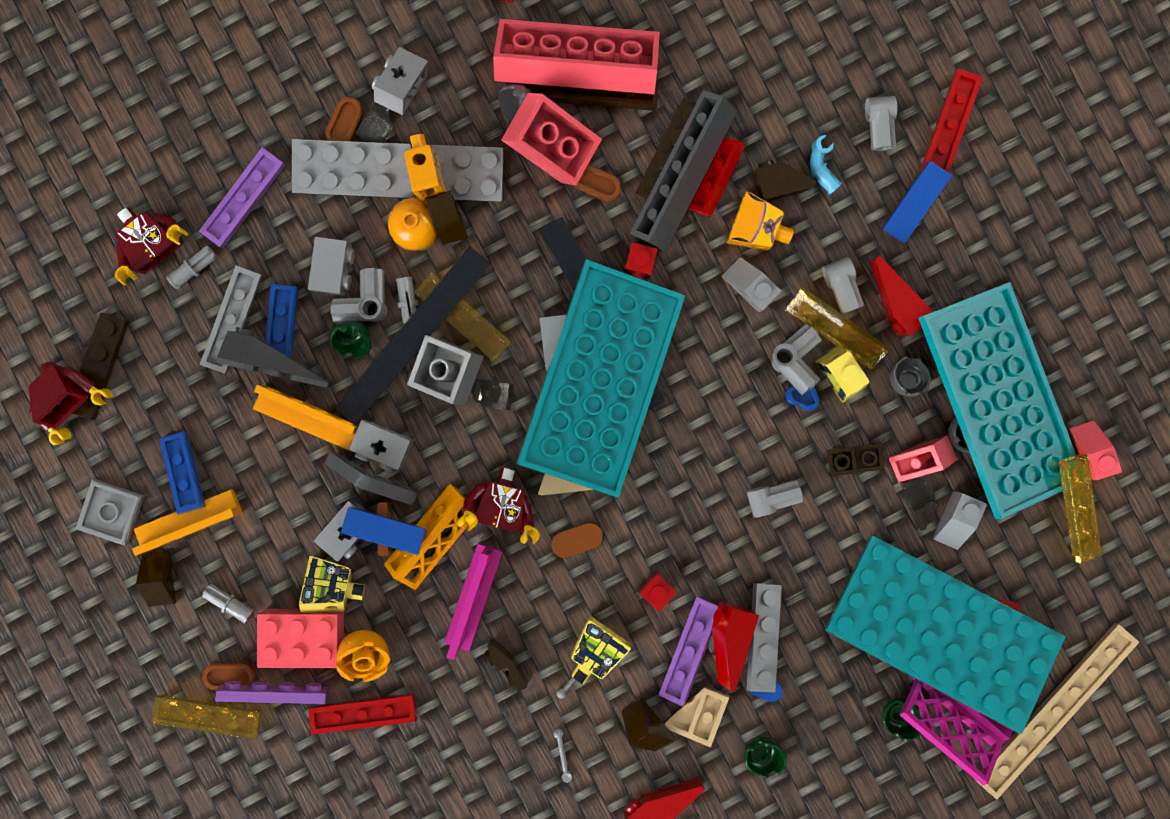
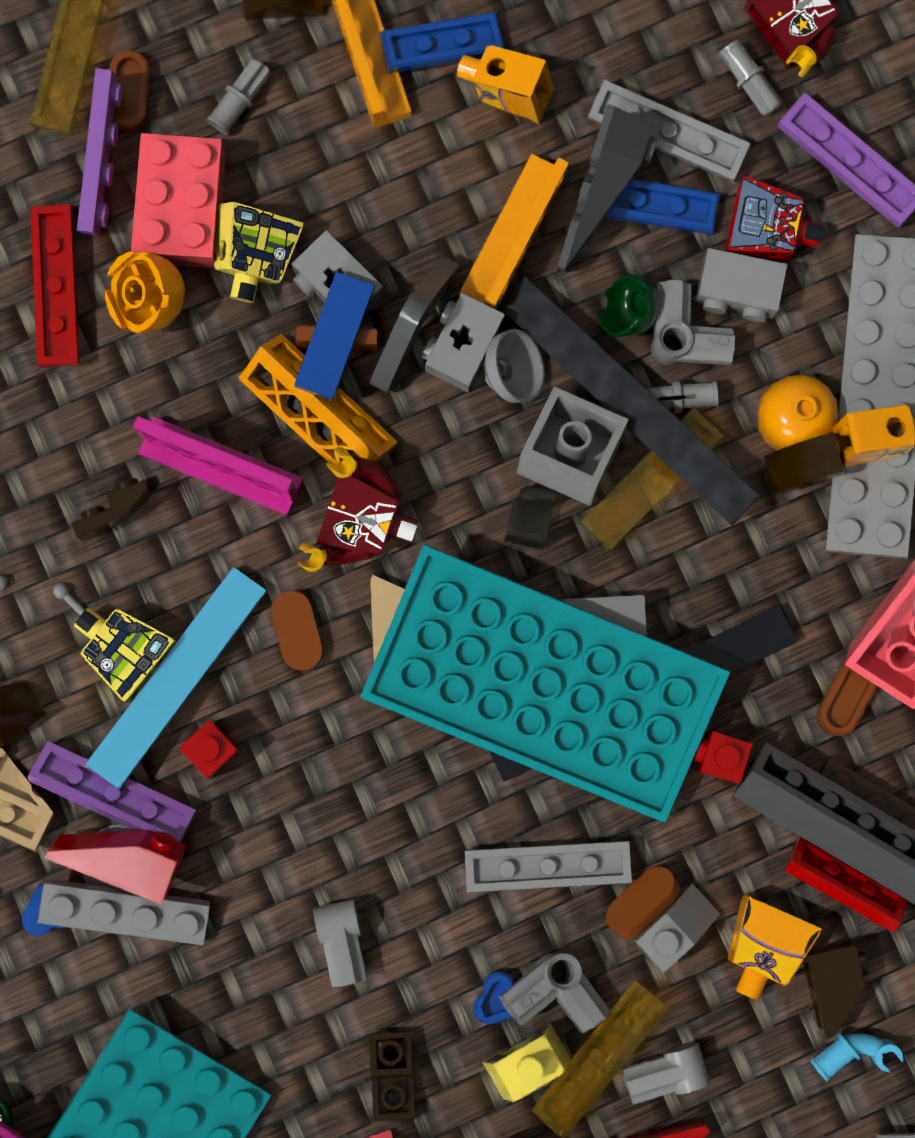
camera: 90 degrees right, 5 degrees down
(205, 426) = (509, 81): none -> light orange torso
(288, 250) = (768, 223): none -> torso
(393, 406) = (521, 364): none -> light grey piece
(613, 615) = (176, 678): none -> medium azure tile
(717, 369) = (548, 866): none -> light grey plate
(736, 307) = (642, 902): none -> dark orange tile

